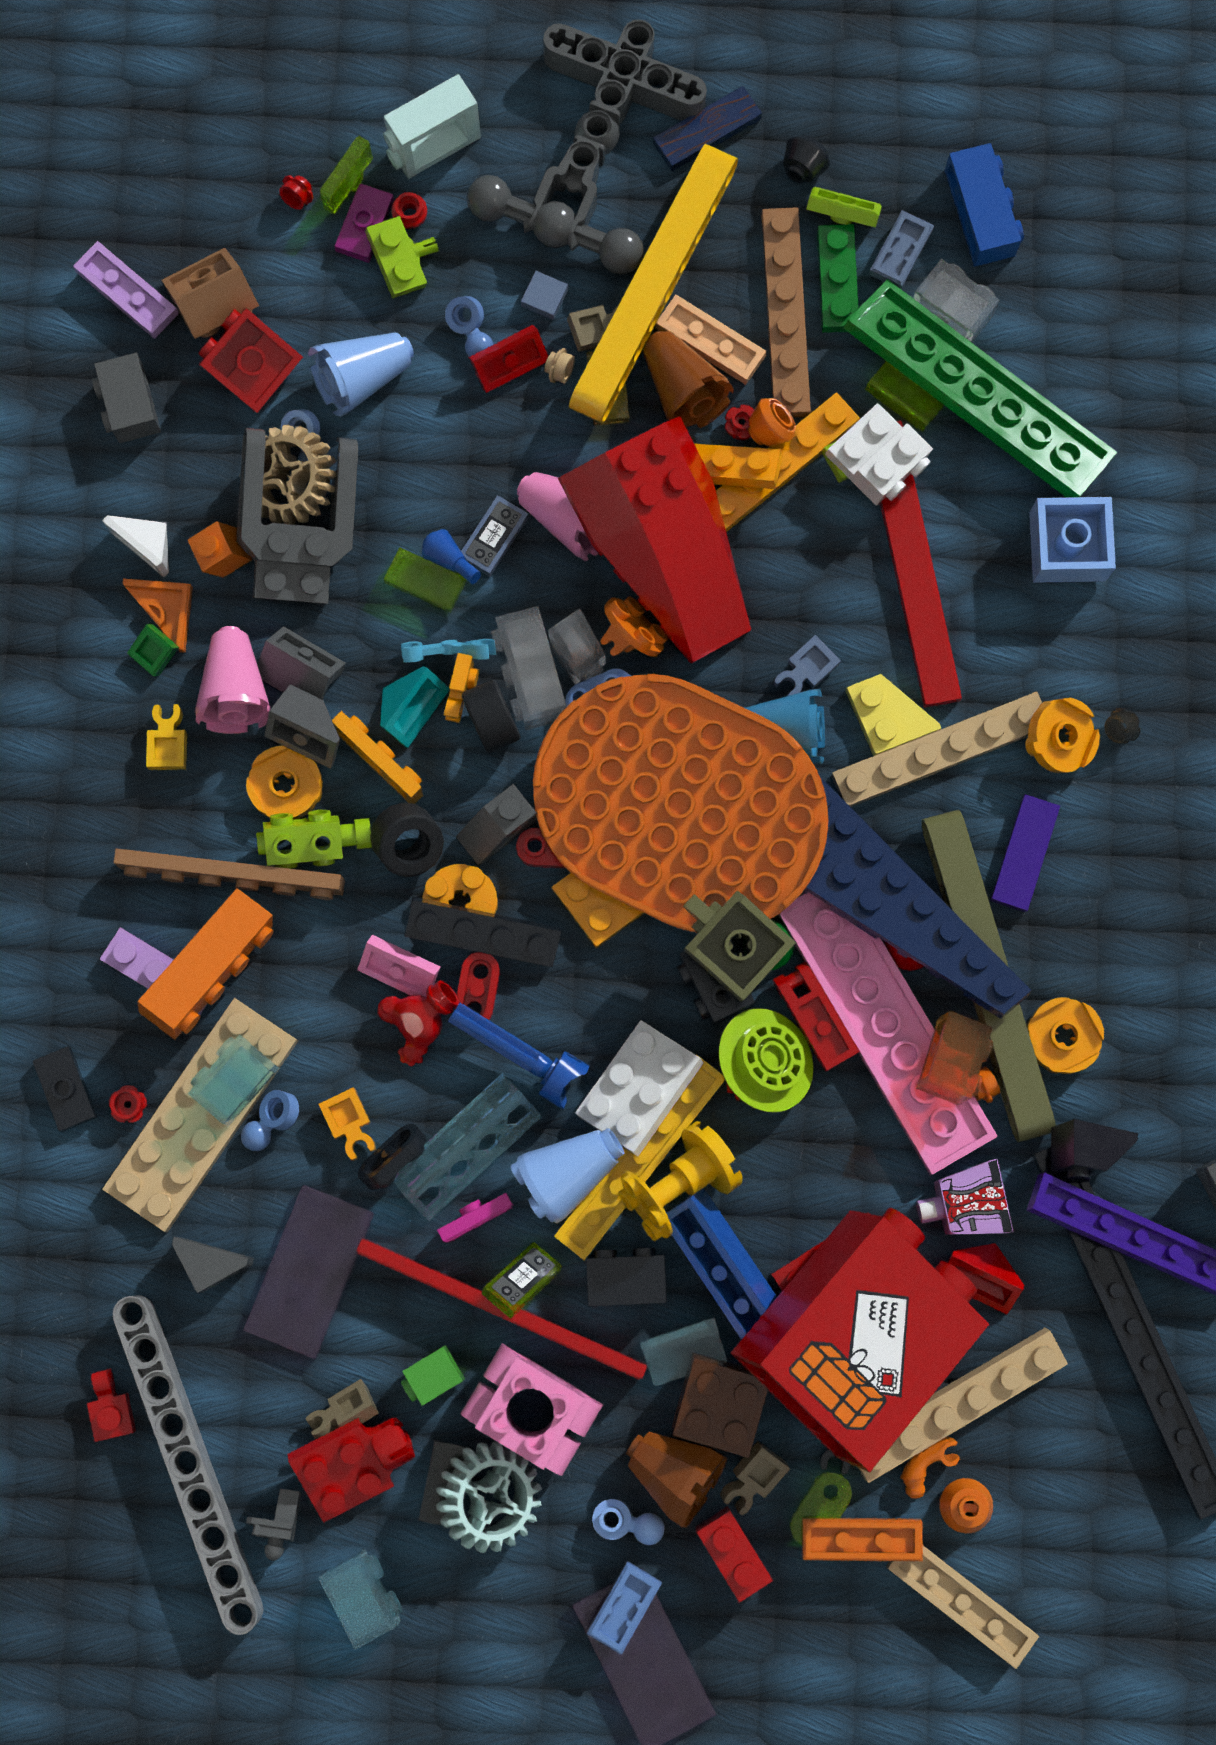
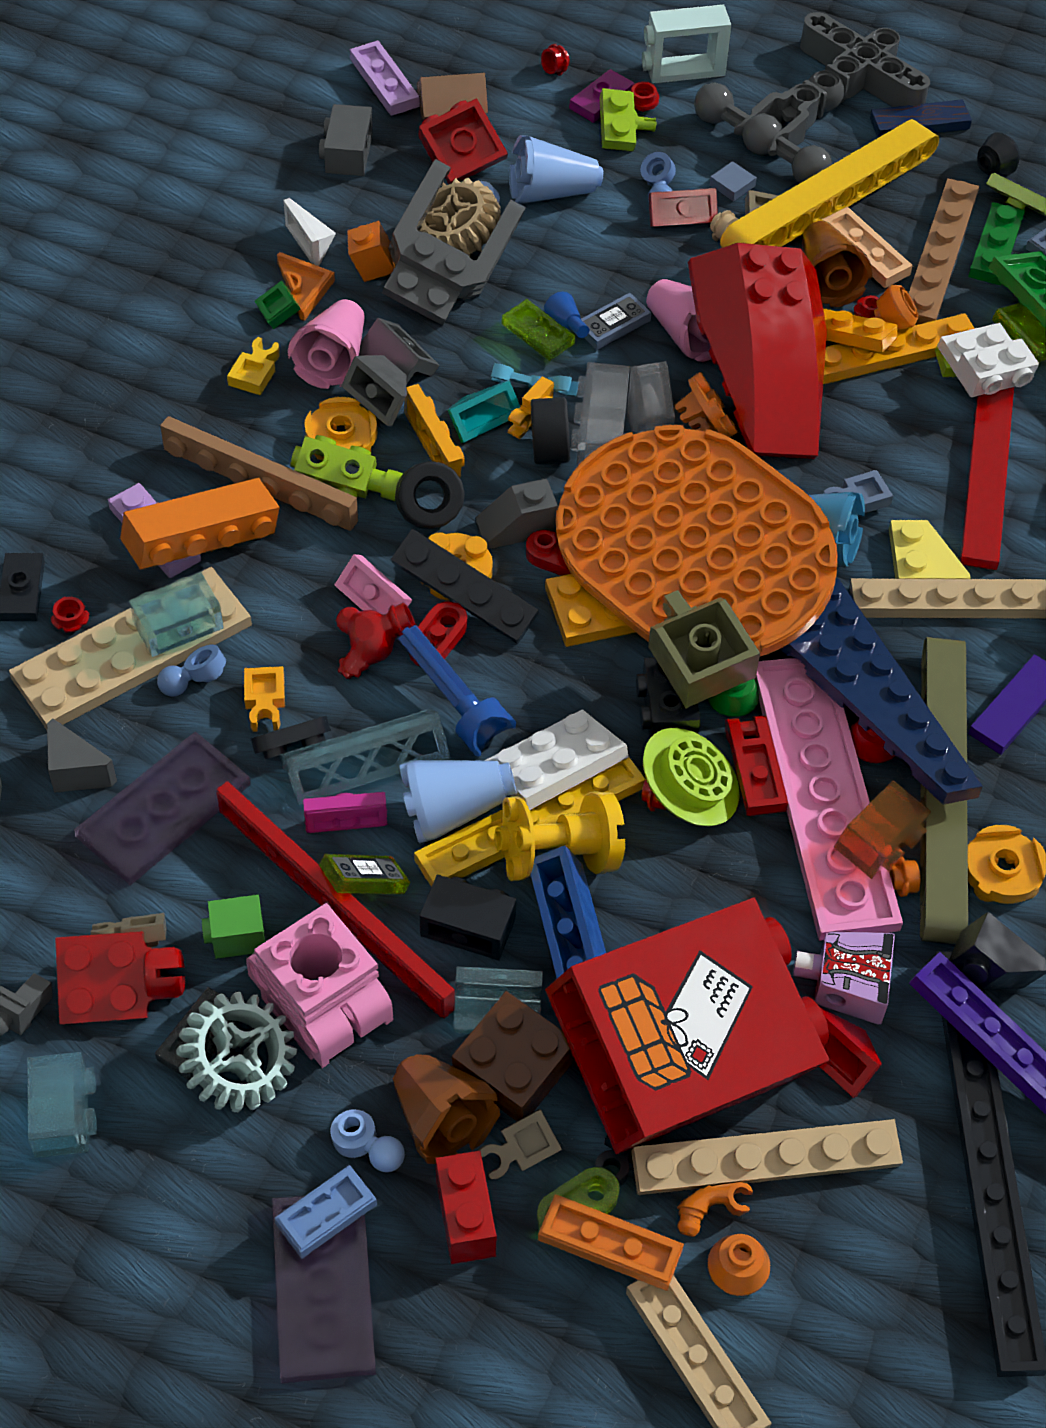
camera: 20 degrees right, 25 degrees down
(346, 175) = (601, 58): clear neon green plate -> none

